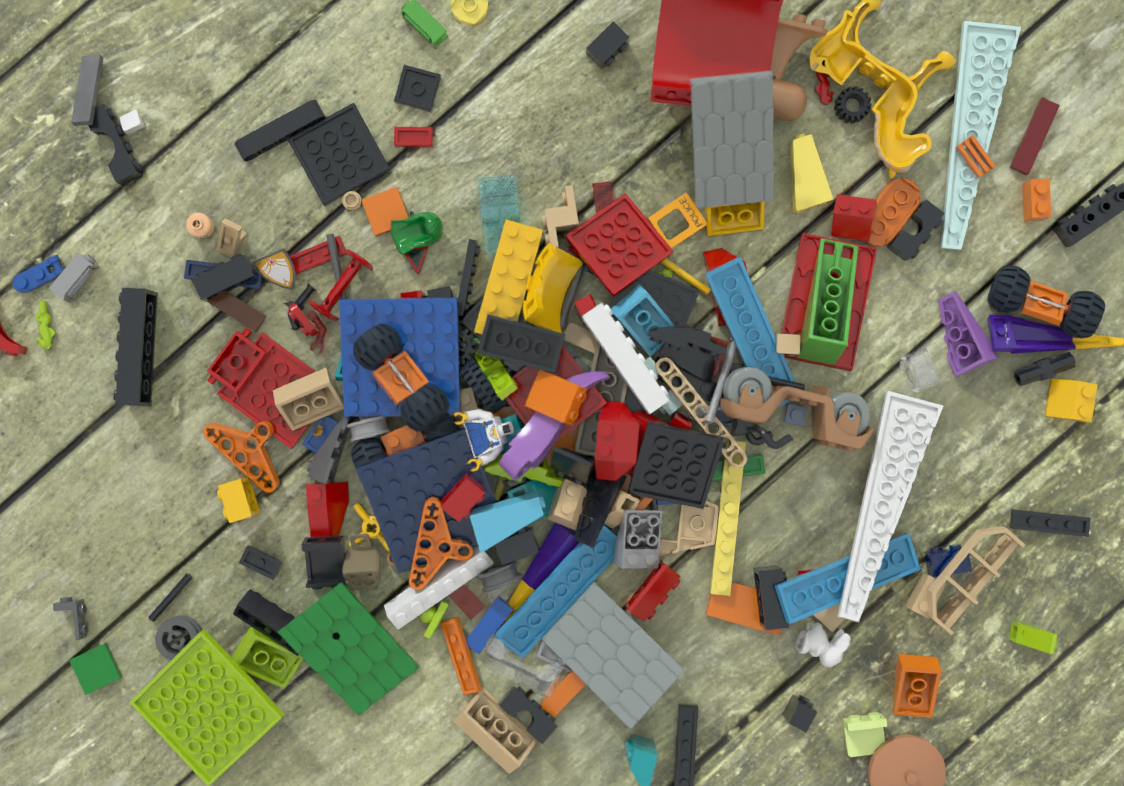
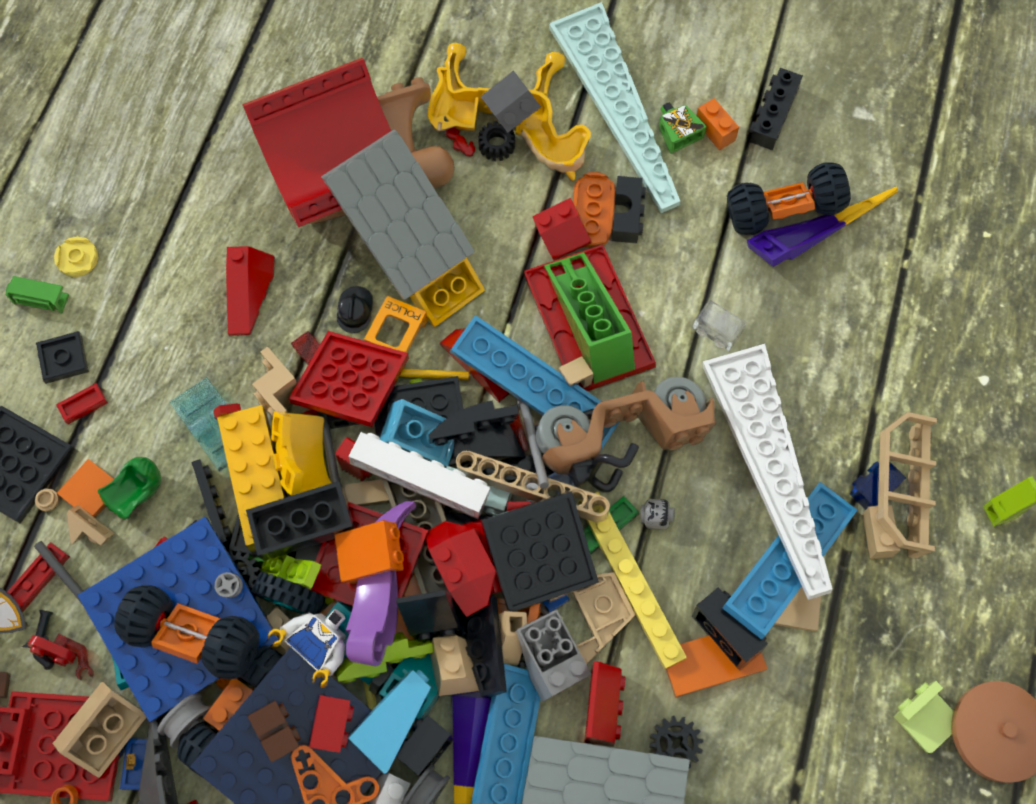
camera: 30 degrees left, 20 degrees down
(341, 285) = (82, 554): red hose -> none
(369, 237) = (83, 523): none -> tan slope
(416, 255) = (146, 515): piece -> none
(423, 481) = (274, 731): none -> reddish brown piece
(442, 360) = (225, 581): none -> light grey wheel
(515, 217) = (226, 409): none -> red tile
(588, 111) = (247, 281): none -> red wedge
(608, 45) = (233, 216): black brick -> none
(656, 183) = (354, 309): none -> black piece
(693, 643) = (667, 735): none -> black gear
(777, 483) = (657, 514): none -> light grey head
(795, 415) = (629, 435): sand blue plate -> none
(799, 712) = (844, 735): black brick -> none
(807, 175) = (495, 220): light yellow slope -> none
(816, 642) = (807, 650): white animal -> none
(883, 86) = (510, 101): none -> dark grey slope
(916, 685) = (940, 630): orange slope -> none
(965, 339) = (744, 276): medium lavender wedge -> none
(980, 151) = (638, 116): orange tile -> none
(1005, 183) = (680, 127): none -> torso
(1034, 136) = (676, 75): dark red tile -> none
(1044, 369) = (832, 257): black piece -> none
(1050, 523) = (945, 389): black plate -> none
(1071, 400) = (877, 269): yellow slope -> none

